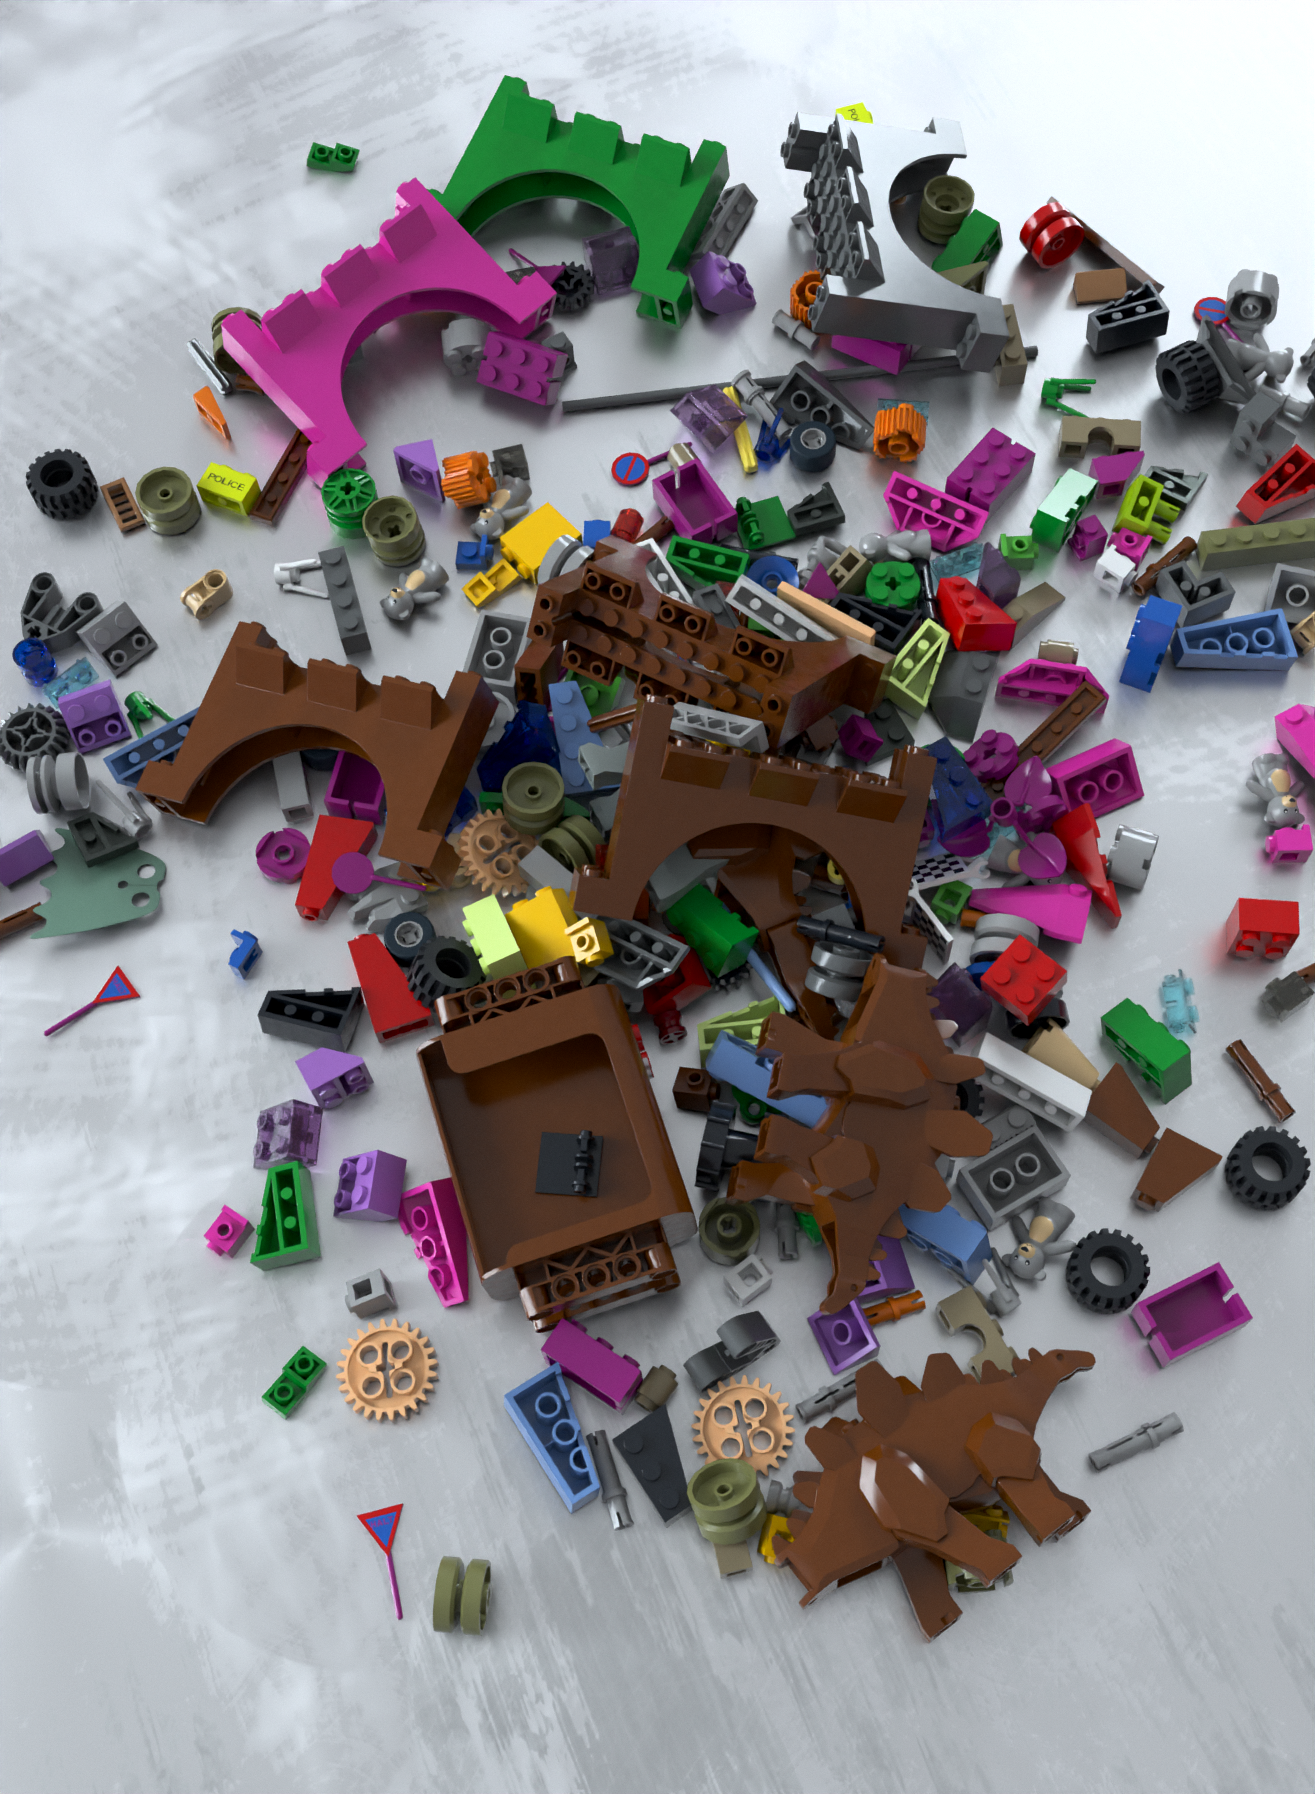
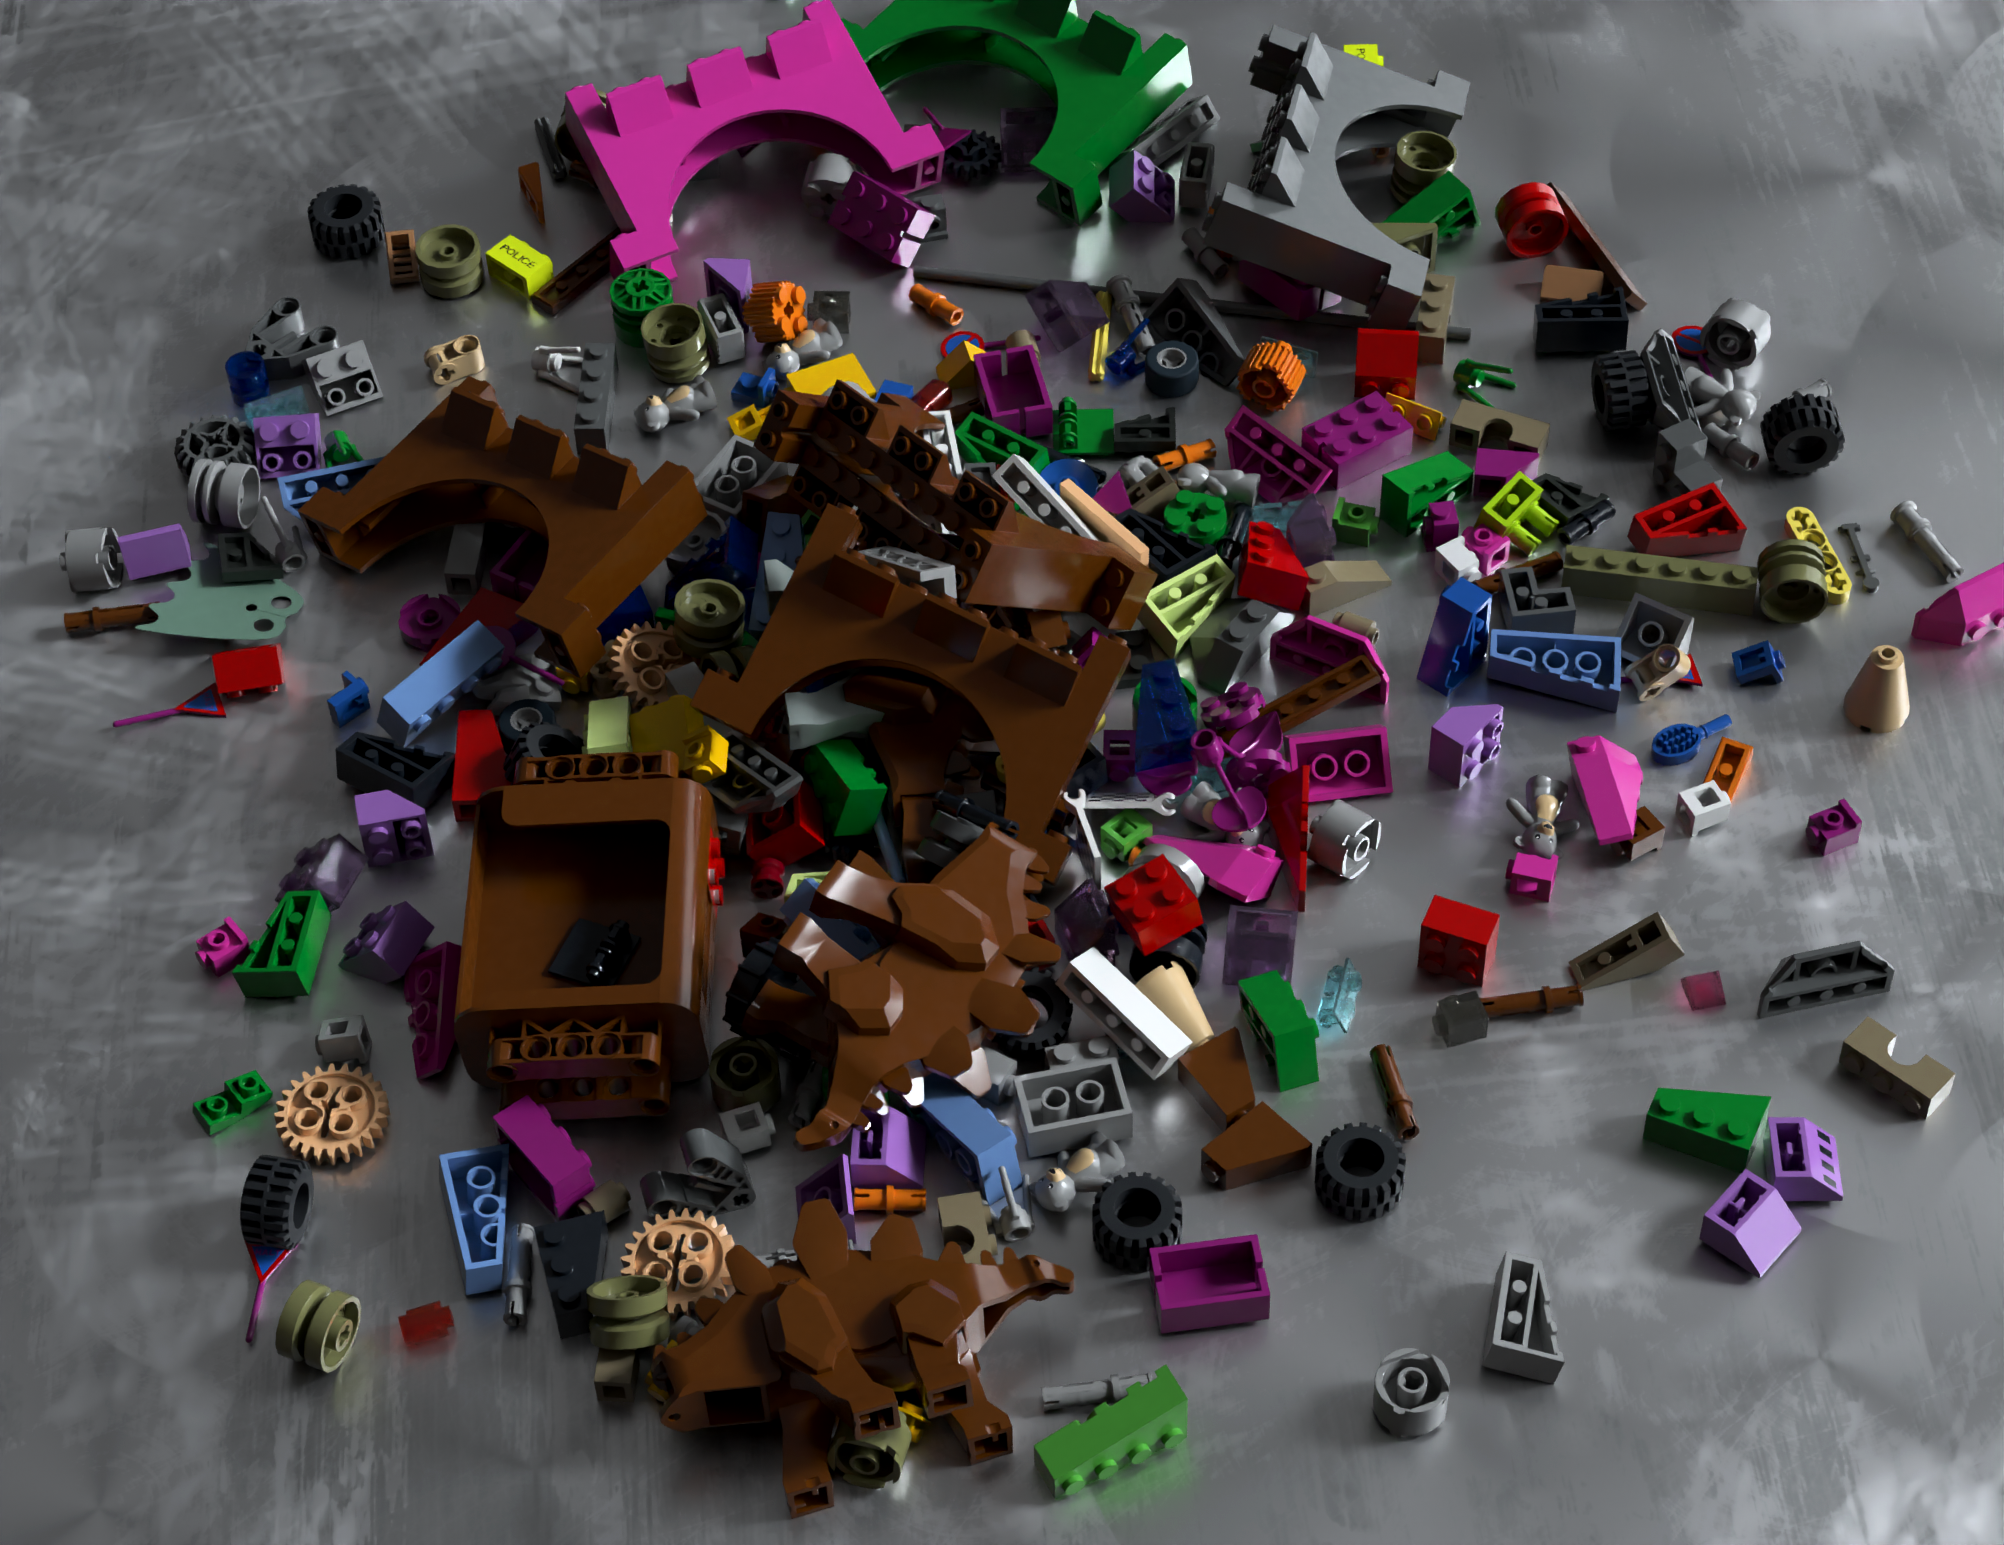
camera: 15 degrees right, 15 degrees down
(144, 947) = (249, 669): none -> red slope
(324, 922) = (439, 683): none -> medium blue wedge
(378, 1483) = (276, 1202): none -> black tyre
(430, 508) = (722, 328): none -> light grey brick
(549, 1554) = (426, 1323): none -> clear red brick
(594, 434) = (936, 304): none -> orange pin
(638, 488) = (958, 366): none -> yellow slope
(763, 259) = (1196, 175): none -> light grey brick
(855, 524) = (1186, 454): none -> orange pin
(988, 399) = (1386, 362): none -> red slope
(1032, 439) = (1422, 418): none -> yellow hinge
(1102, 977) = (1259, 943): none -> clear purple slope
(1171, 1486) = (1114, 1435): none -> bright green wedge
(1193, 738) = (1465, 741): none -> medium lavender slope
(1205, 493) = (1586, 522): none -> black pin

